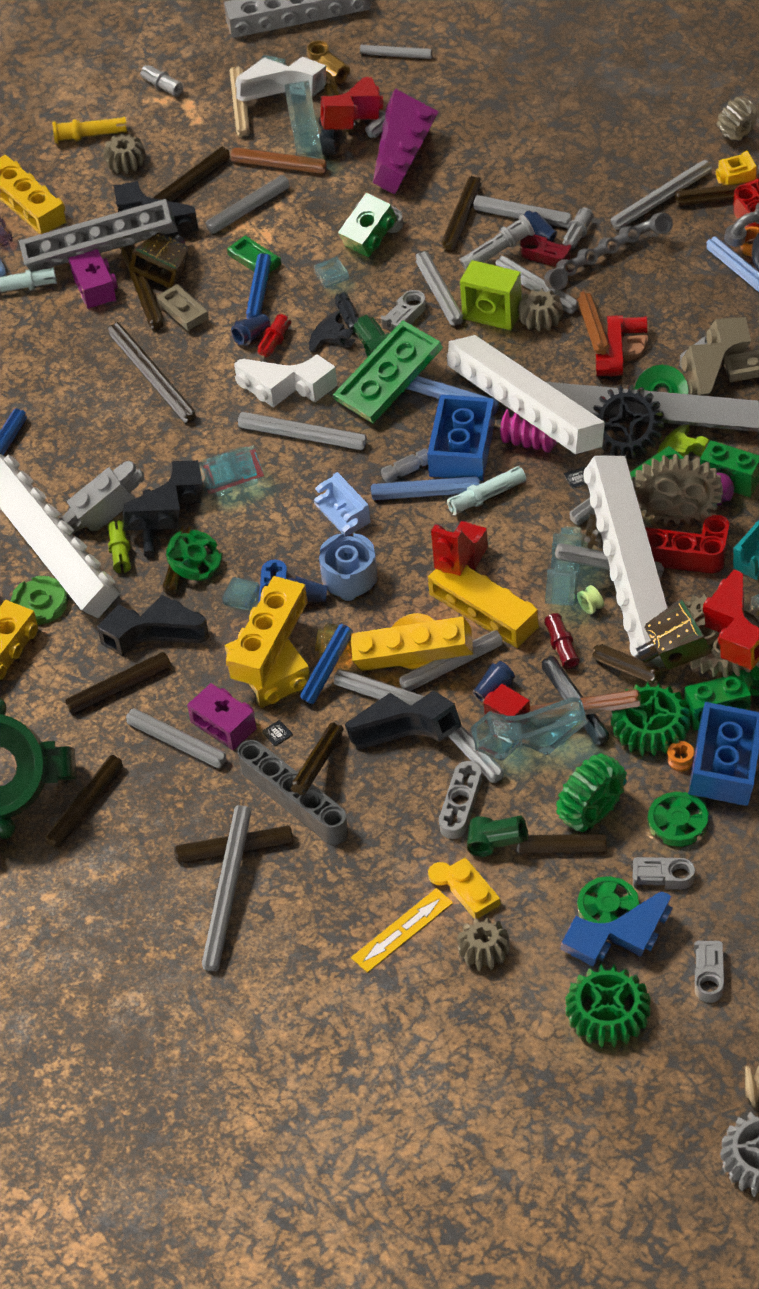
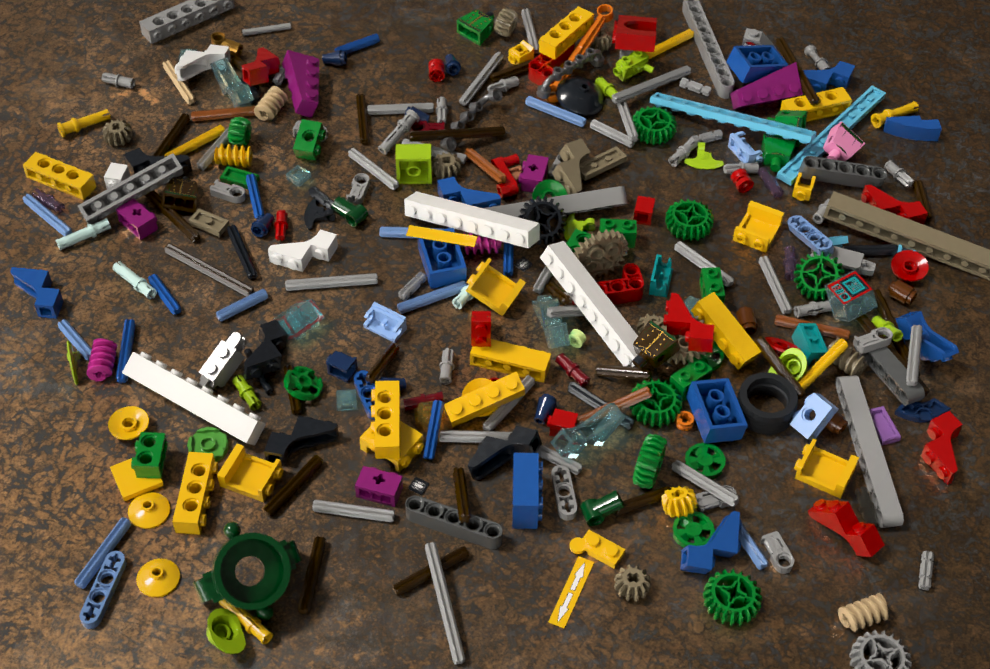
camera: 30 degrees left, 0 degrees up
(54, 365) = (138, 283): none -> light aqua pin
(69, 651) = (249, 474): none -> yellow panel
(80, 389) = (164, 294): none -> blue axle
(93, 208) = (116, 174): none -> white brick
(170, 430) = (241, 305): none -> medium blue axle
(206, 359) = (242, 252): none -> black axle
(221, 192) = (198, 141): none -> yellow axle
(226, 270) = (226, 192): none -> light grey piece
(255, 546) = (341, 366): none -> dark blue window
(257, 222) = (233, 156): none -> yellow piece
(280, 190) = (239, 131): none -> green gear
(299, 562) = (382, 363): none -> dark brown axle
(318, 621) = (412, 403): none -> dark red pin
(343, 161) = (270, 104): none -> tan piece
(348, 565) = (412, 360): medium blue brick -> none
(388, 371) = (371, 228): green plate -> none
(393, 587) = (446, 366): none -> light grey axle
(402, 779) = (527, 491): none -> blue brick
(469, 116) = (335, 58): none -> dark blue cone
(471, 406) = (443, 236): none -> yellow sticker
(509, 103) = (359, 44): none -> blue axle
(511, 497) = (493, 288): none -> yellow panel
(546, 365) = (451, 190): none -> blue arch
(556, 467) = (508, 259): none -> blue axle
(576, 267) = (464, 133): none -> dark brown axle
(601, 166) = (436, 70): none -> red wheel
(604, 859) = (679, 501): none -> yellow gear
(628, 164) = (452, 64): none -> dark blue cone
(655, 846) = (705, 483): none -> light grey axle
(660, 347) = (534, 172): none -> magenta brick
(674, 947) = (752, 549): none -> medium blue axle
(688, 211) = (505, 84): none -> light grey axle
(694, 114) = (476, 26): none -> green torso

